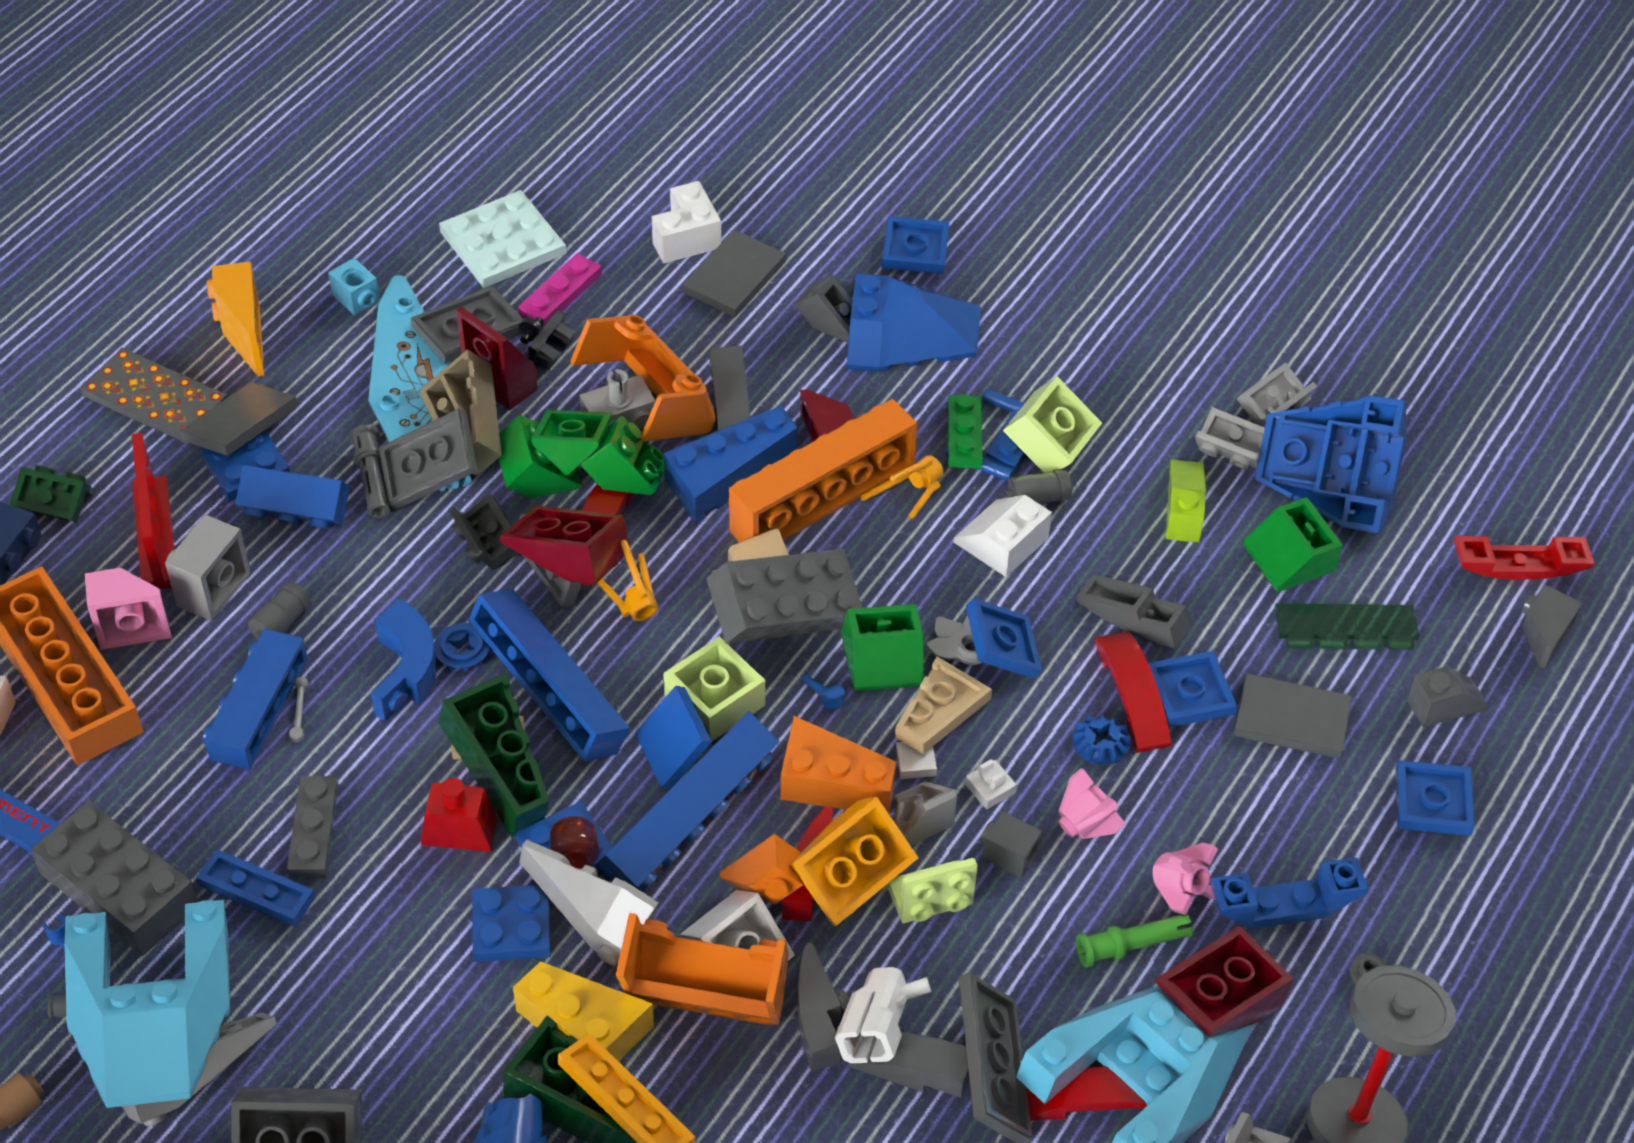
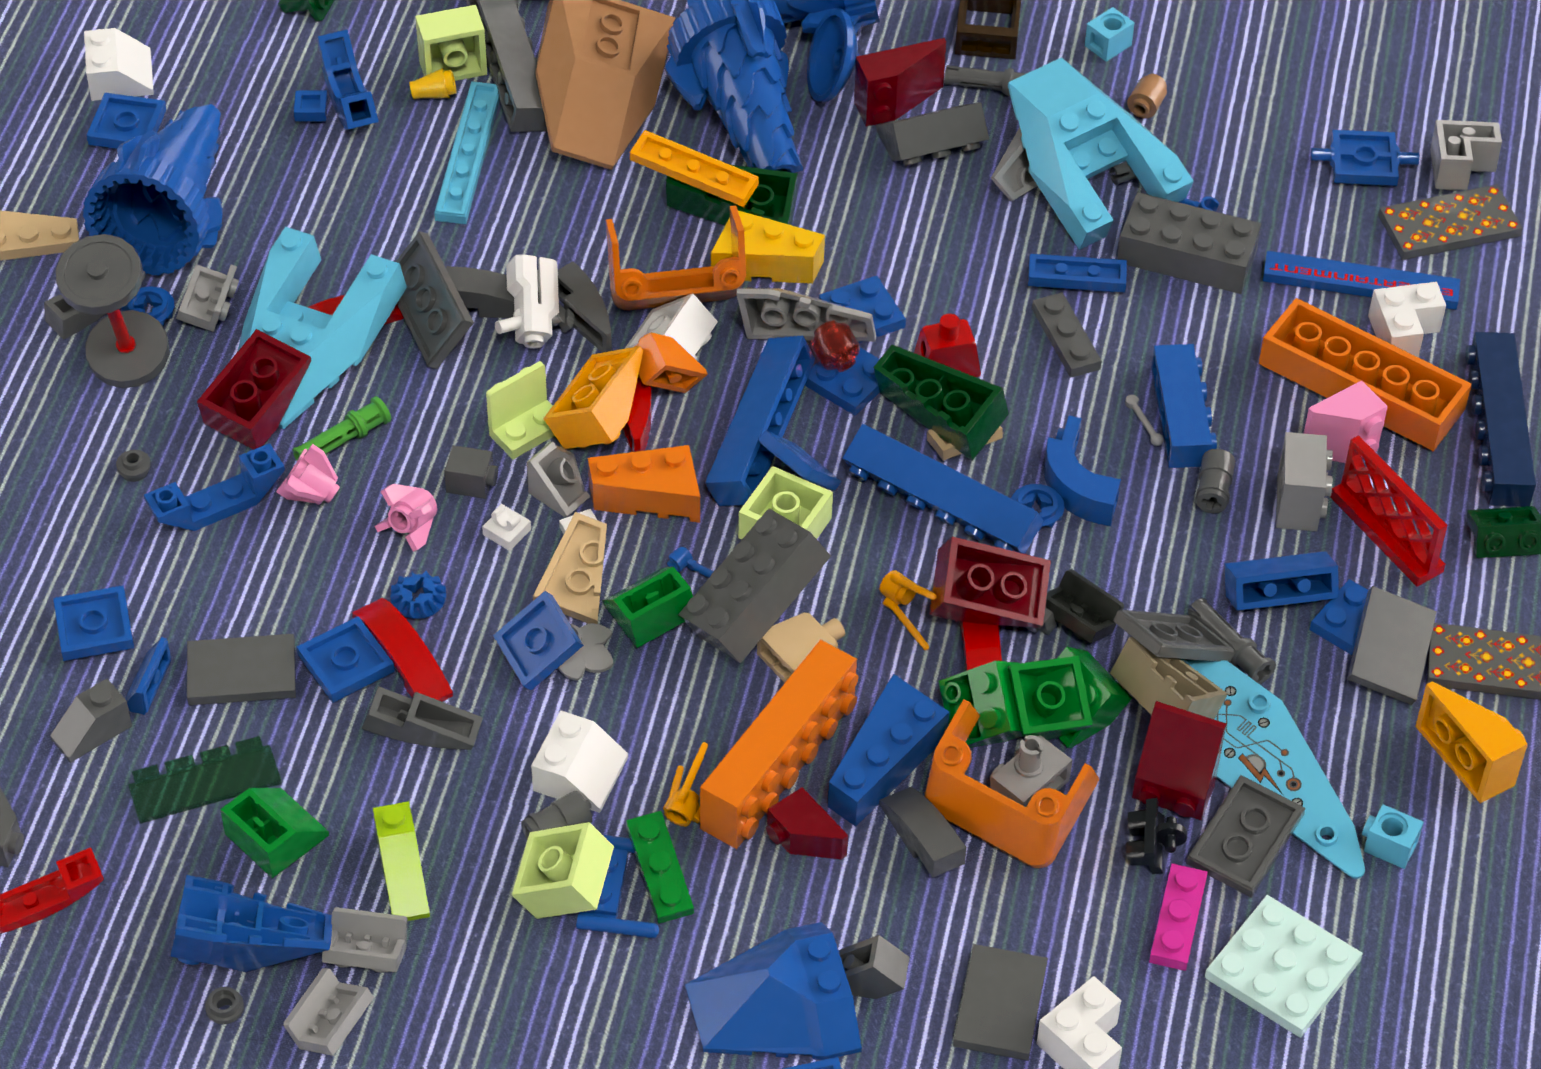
camera: 160 degrees right, 0 degrees up
(1388, 728) = (149, 677): none -> blue slope

